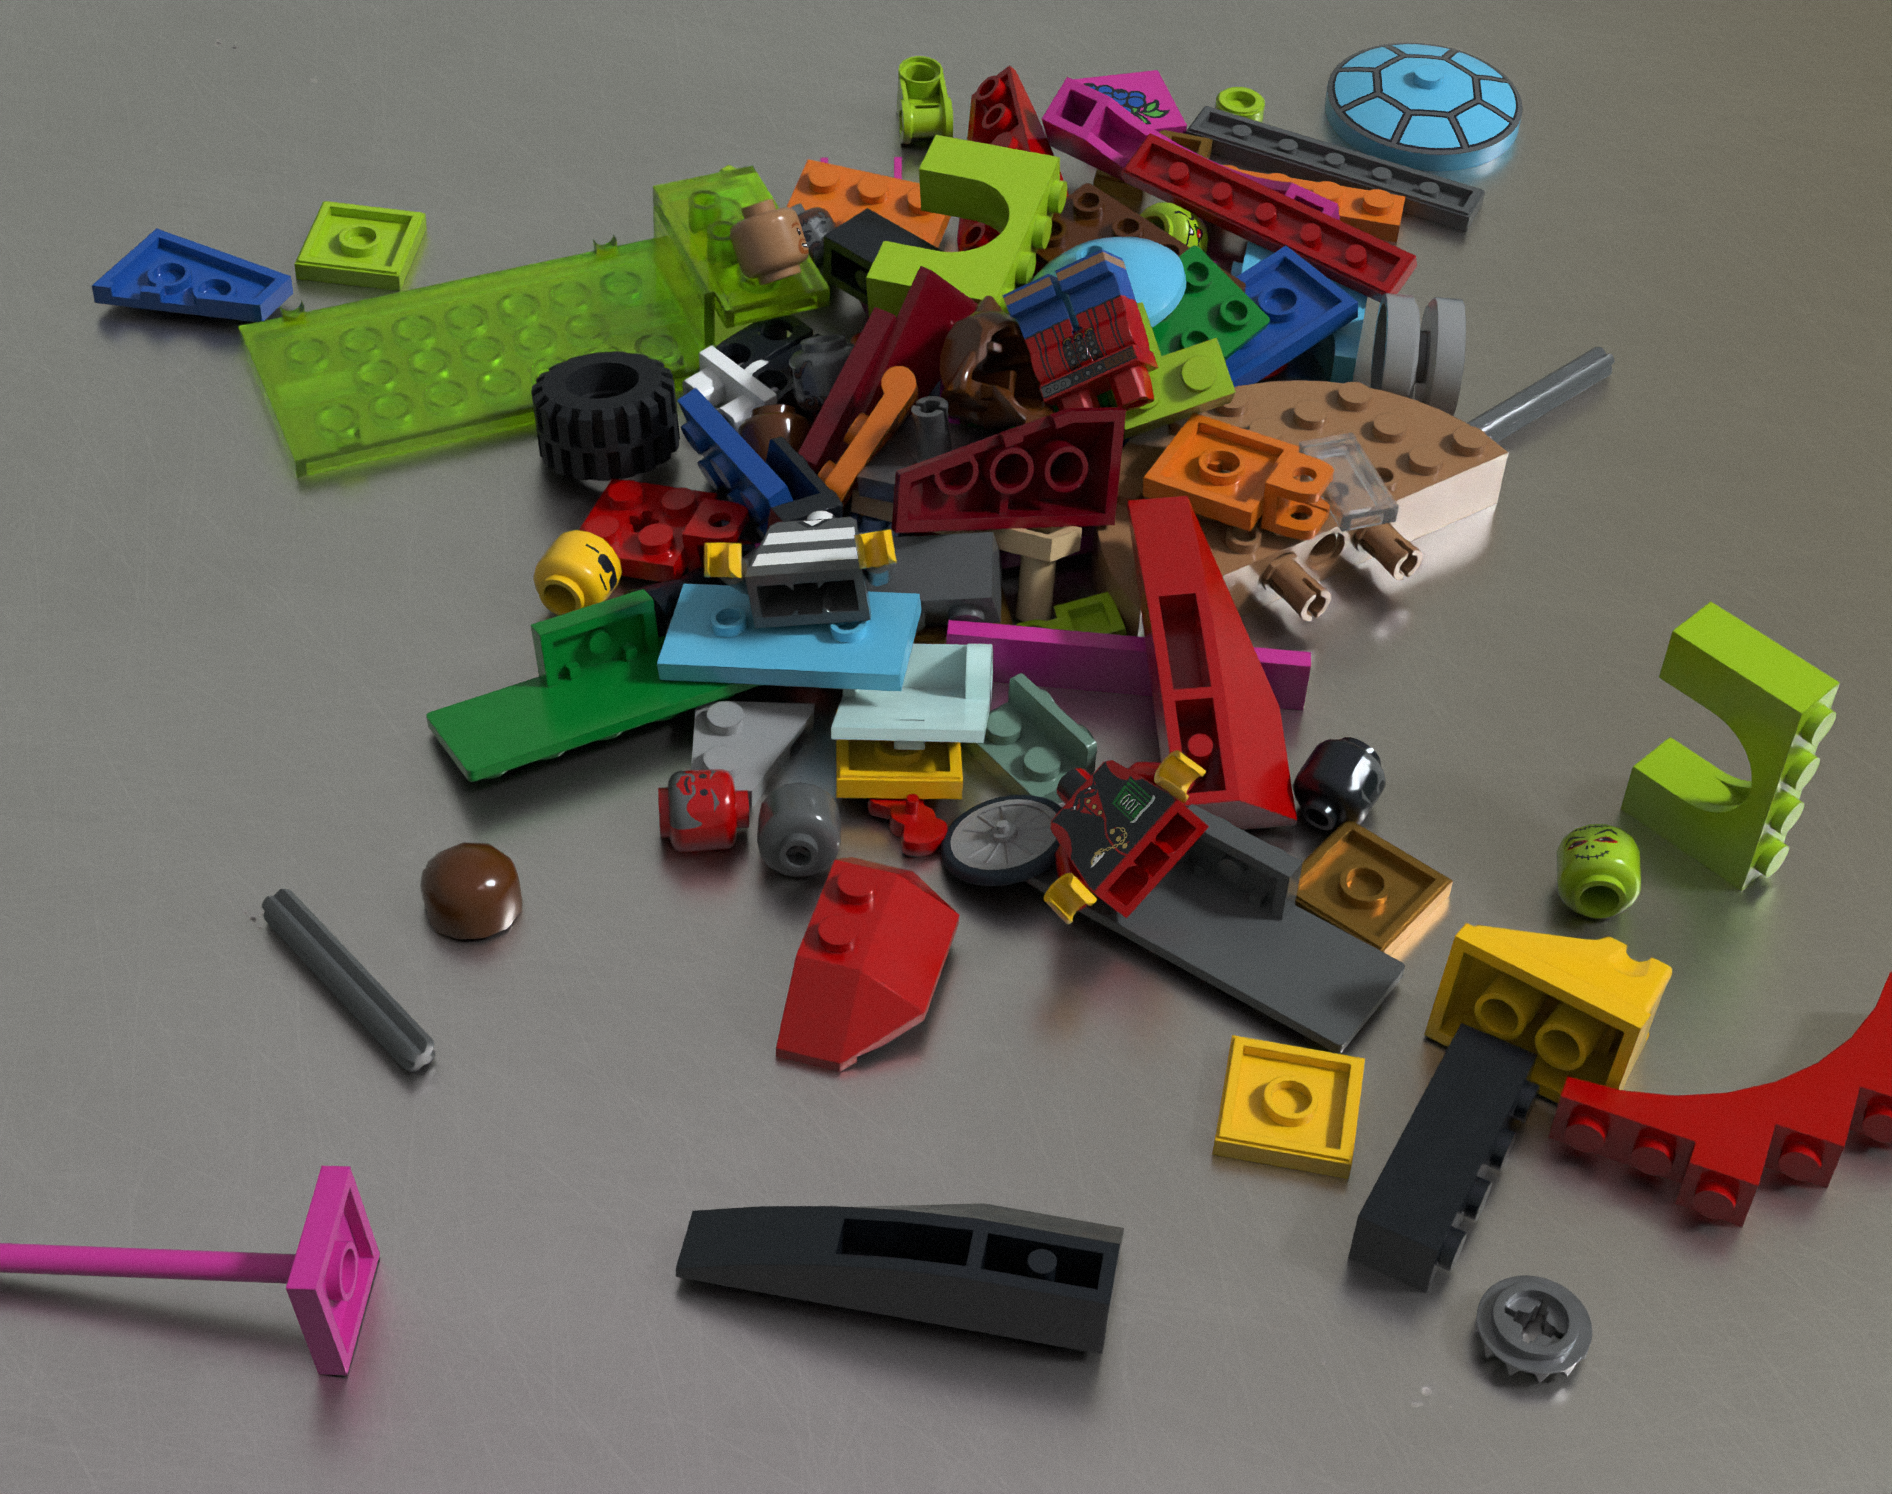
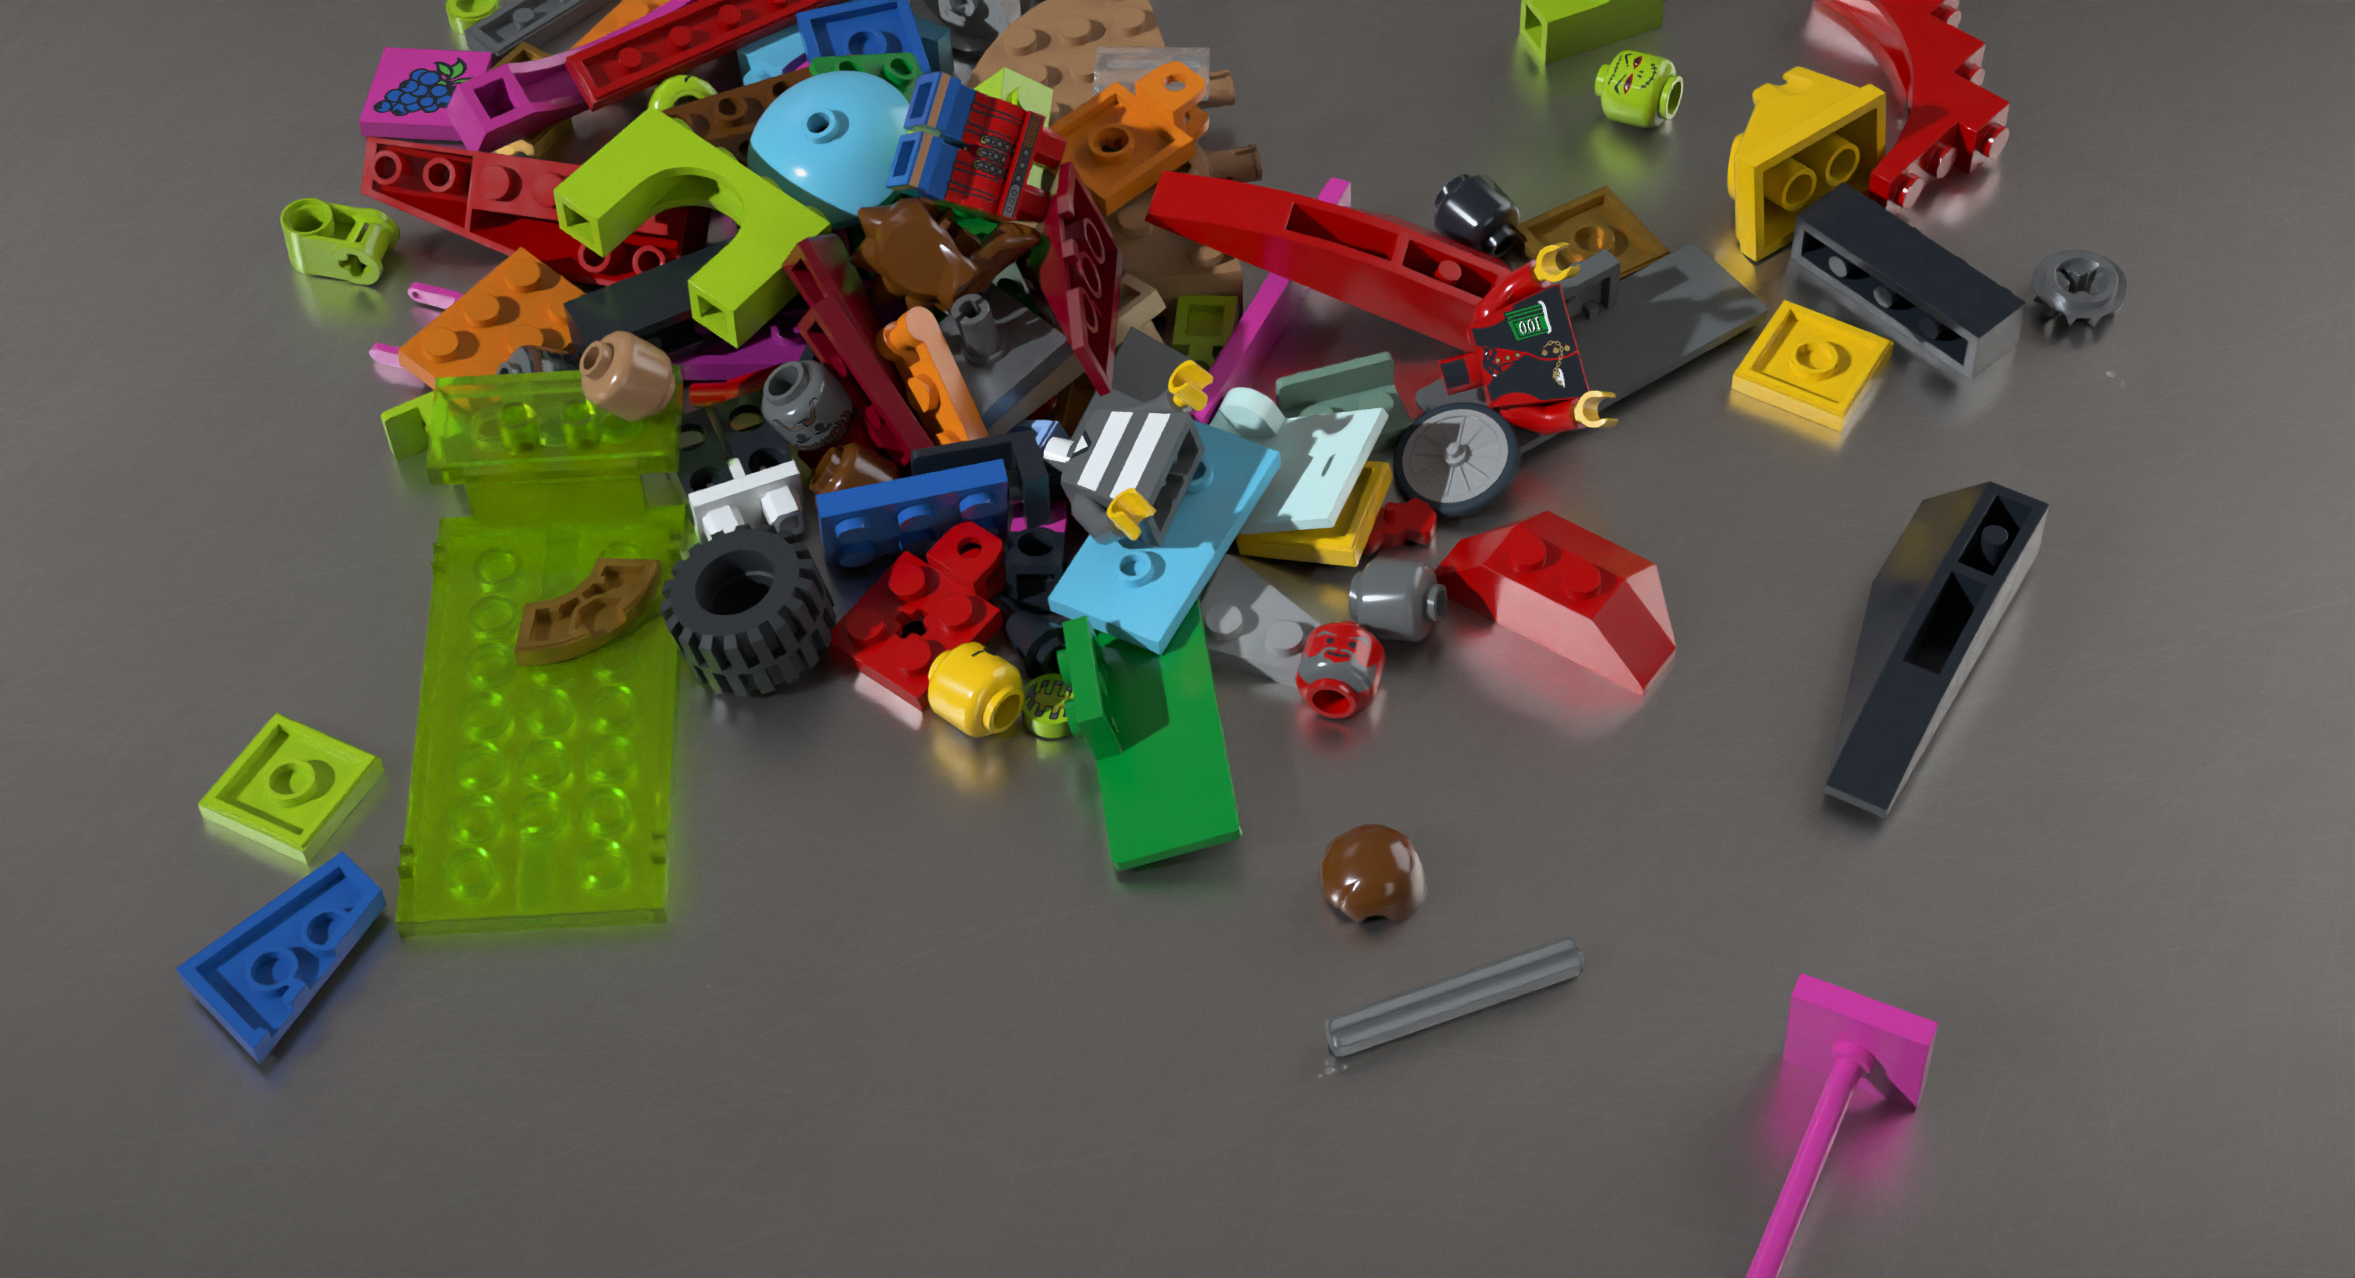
camera: 65 degrees left, 5 degrees up
(567, 332) = (590, 614): none -> pearl gold tile

